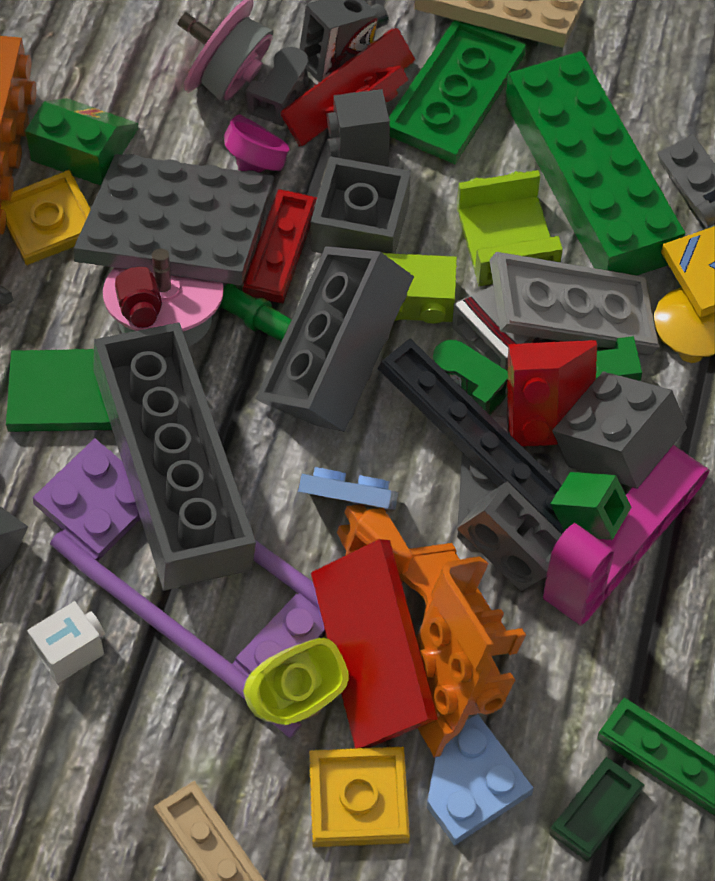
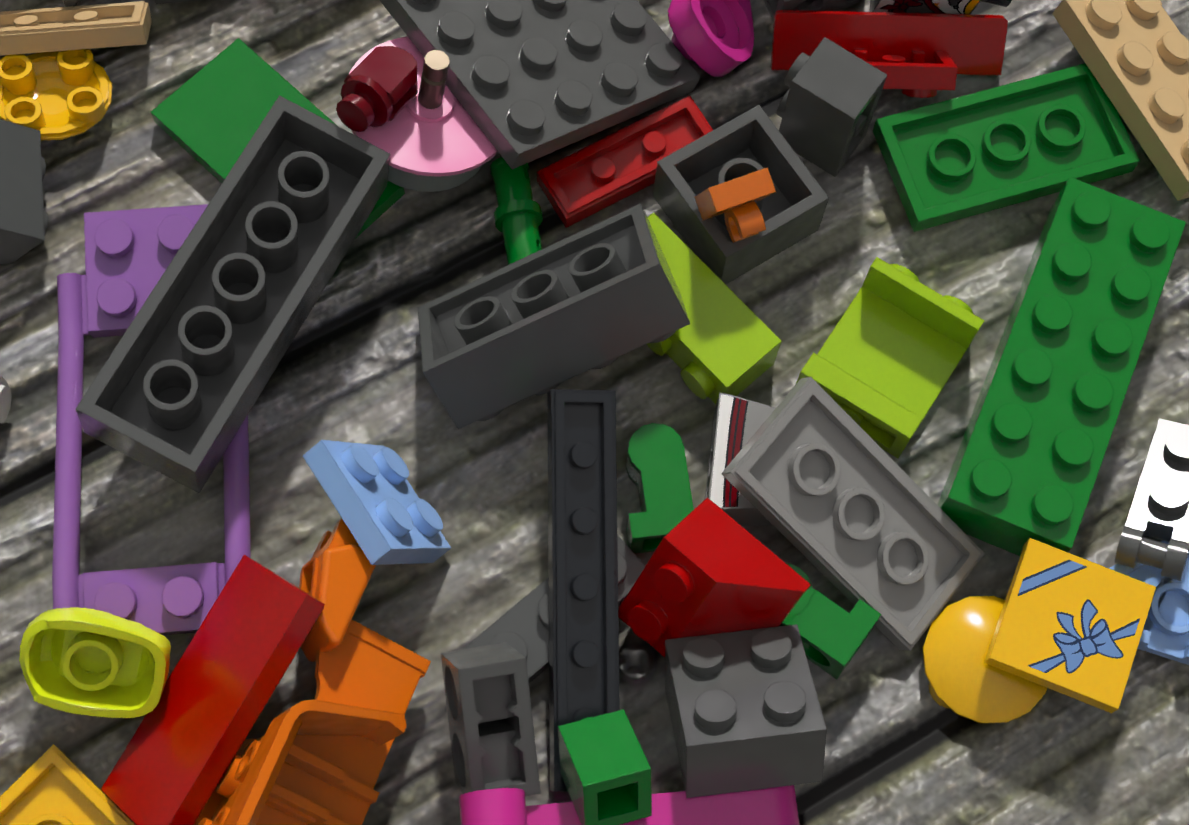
camera: 40 degrees right, 10 degrees up
(377, 204) = (738, 203): none -> orange tile

